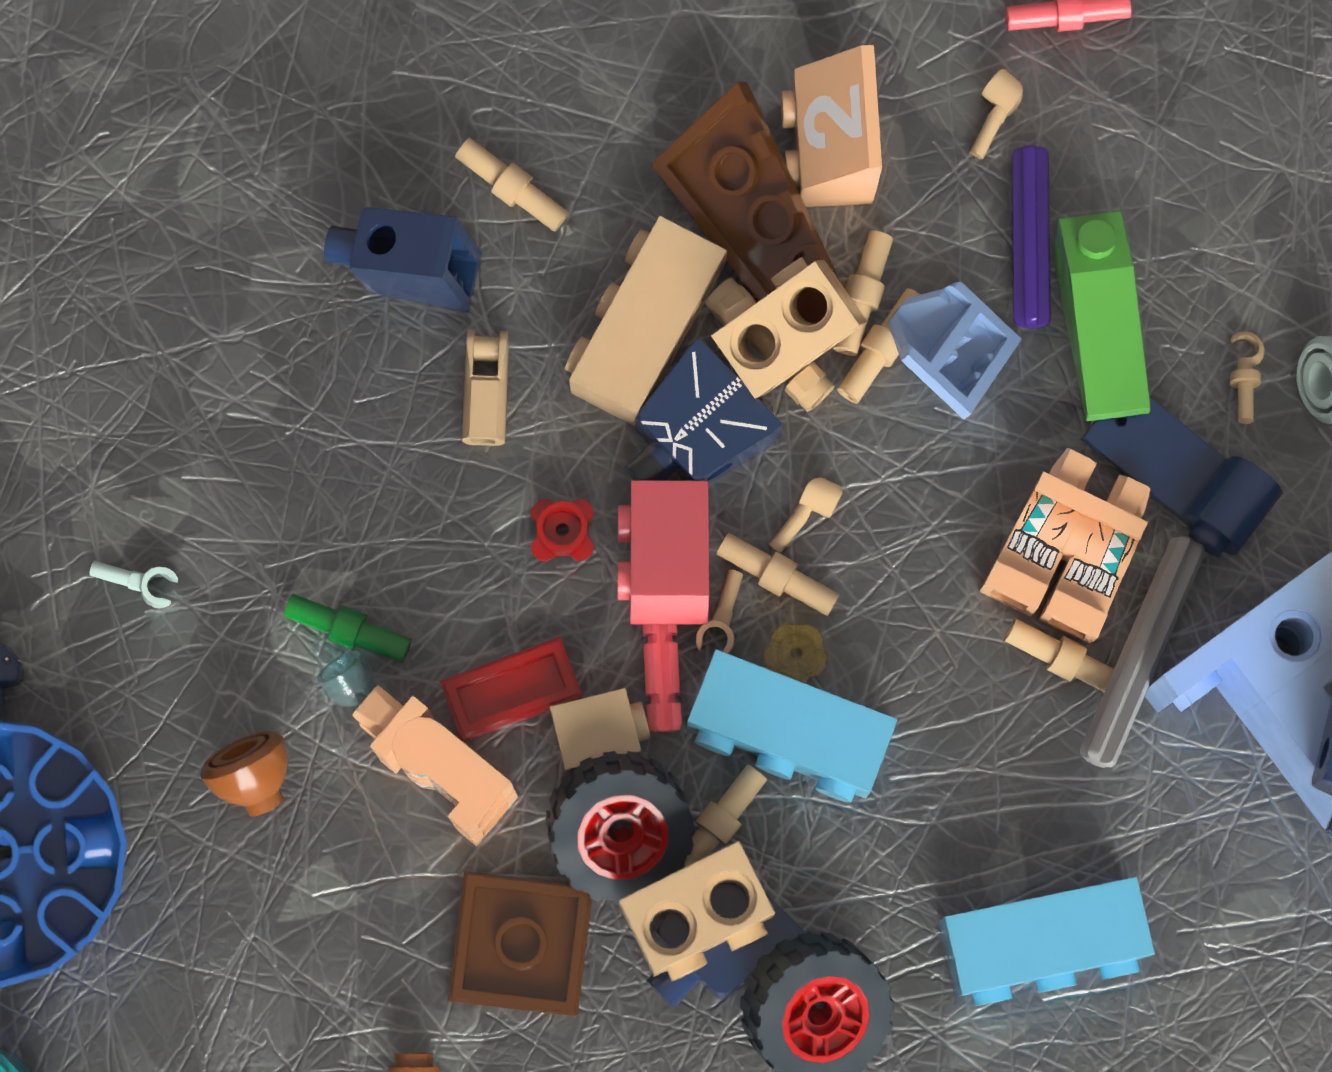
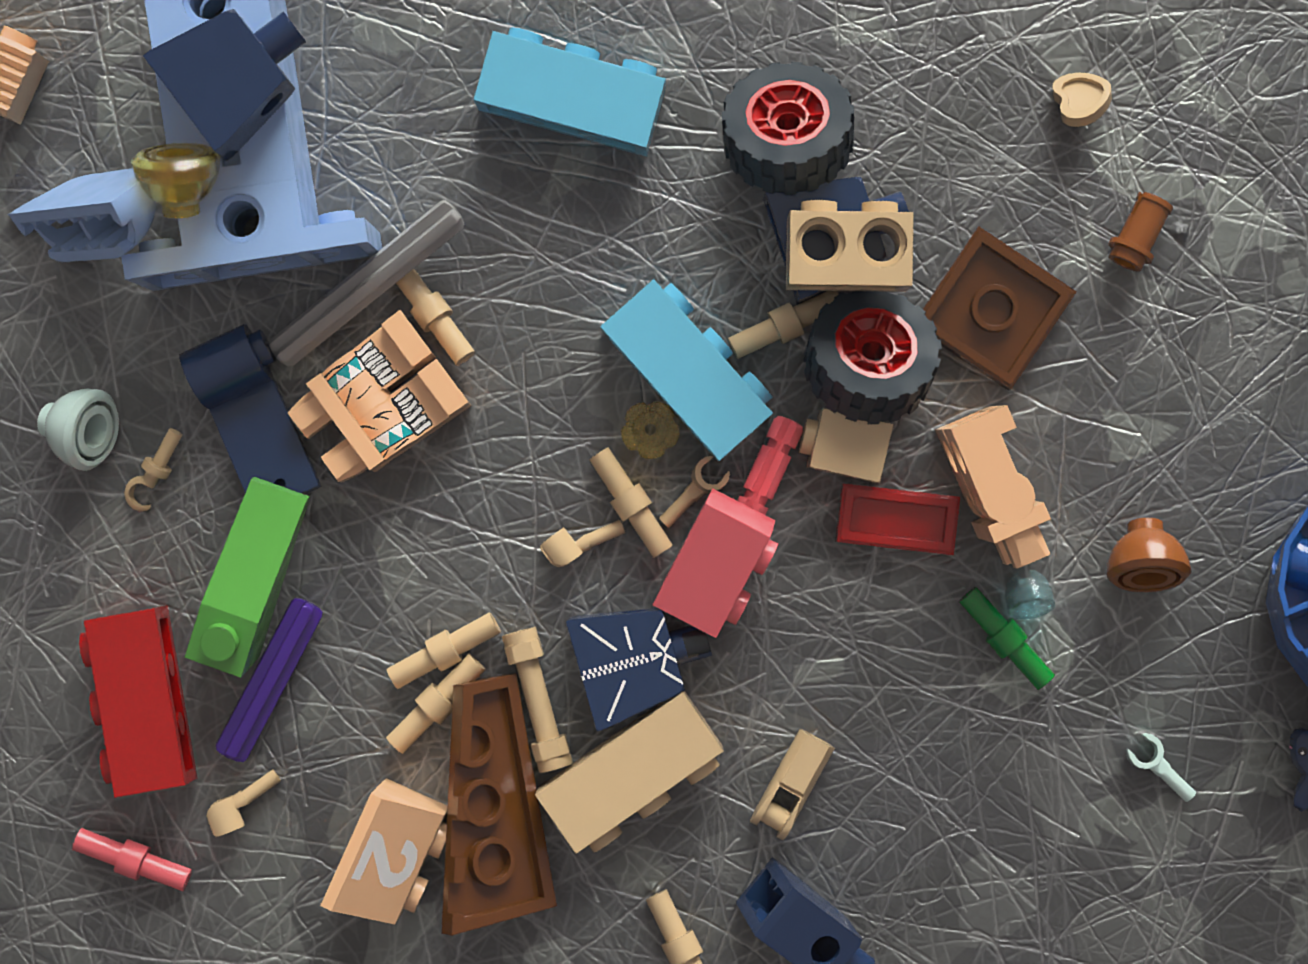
camera: 145 degrees left, 10 degrees up
(549, 517) = (794, 646): red plate -> none
(795, 338) = (517, 688): tan brick -> none
(952, 343) = (386, 619): light blue slope -> none
(1141, 155) = (138, 701): none -> red brick

